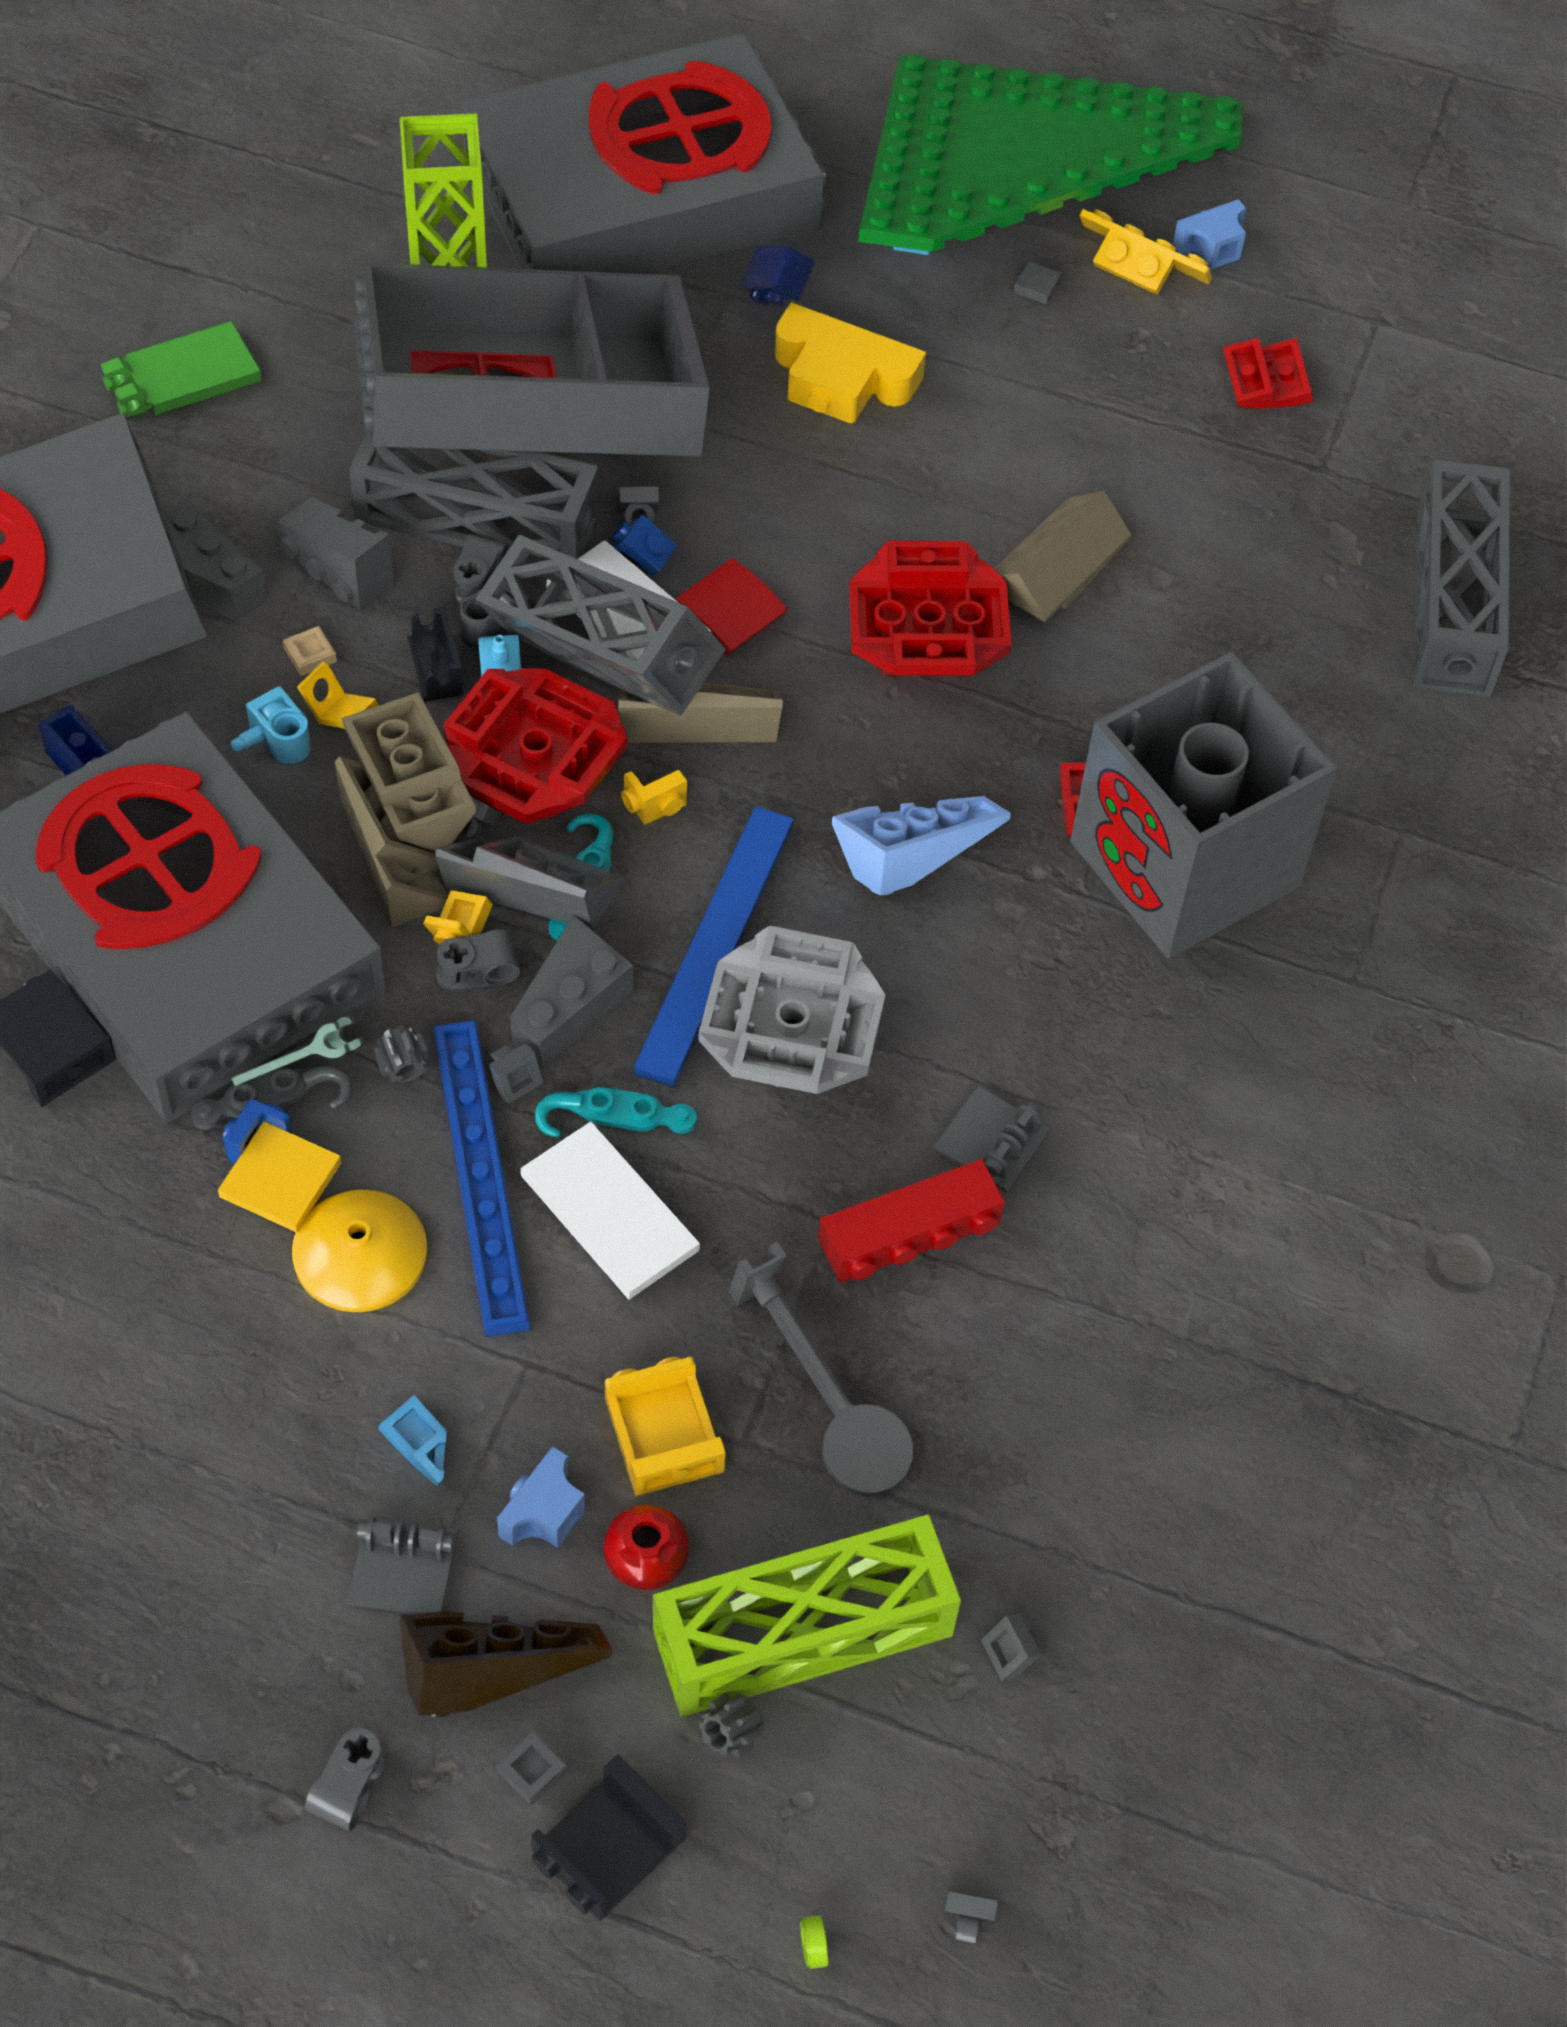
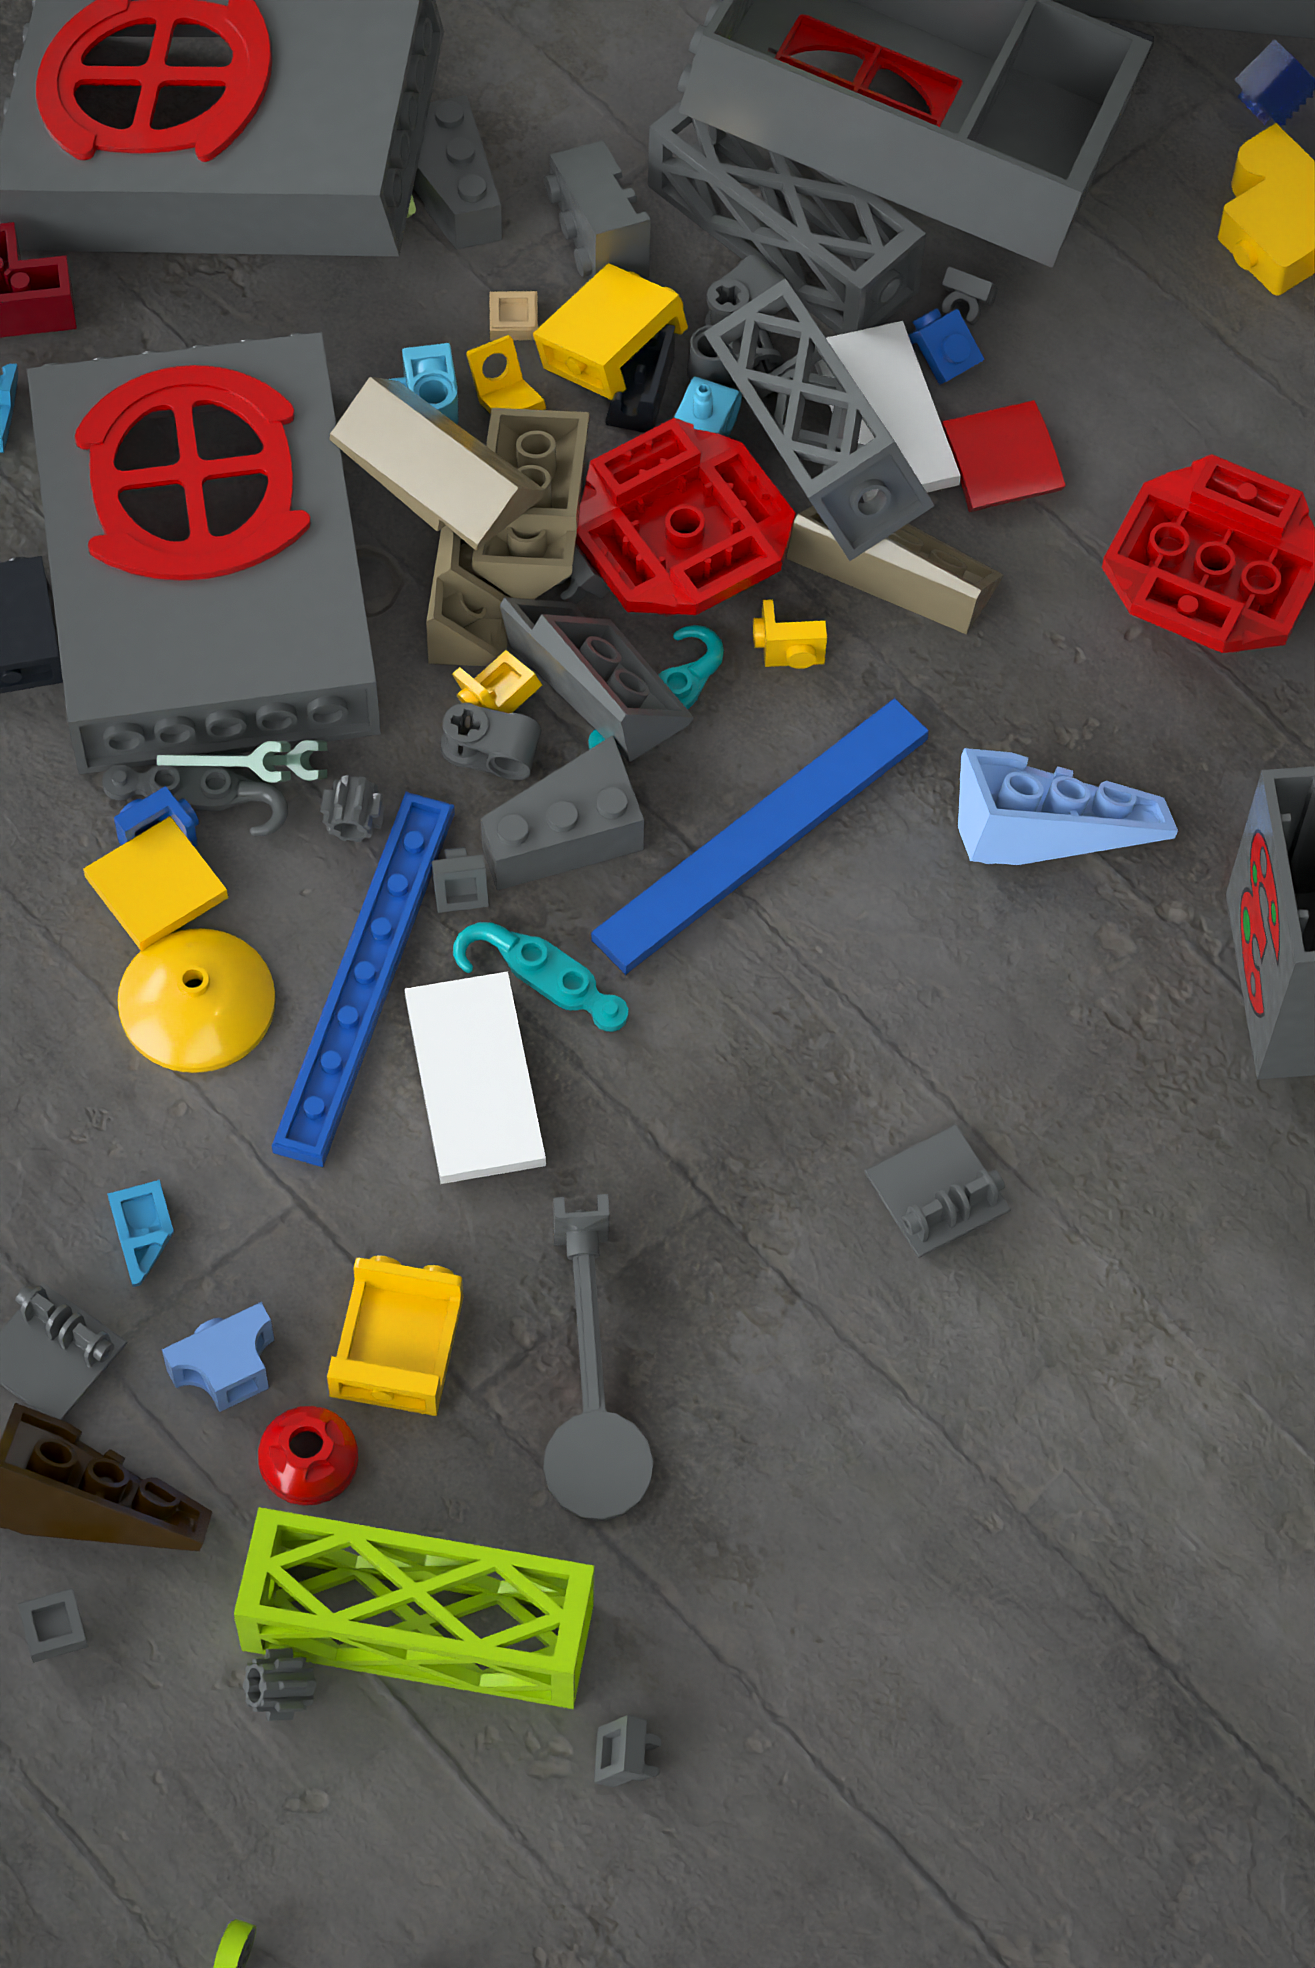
camera: 30 degrees right, 5 degrees up
(71, 740) = (200, 311): clear blue brick -> none
(330, 772) = (432, 463): none -> slope
(392, 630) = (605, 328): none -> yellow panel
(609, 1840) = (90, 1741): black panel -> none
(801, 980) = (799, 908): light grey piece -> none
(911, 1221) = (786, 1241): red brick -> none

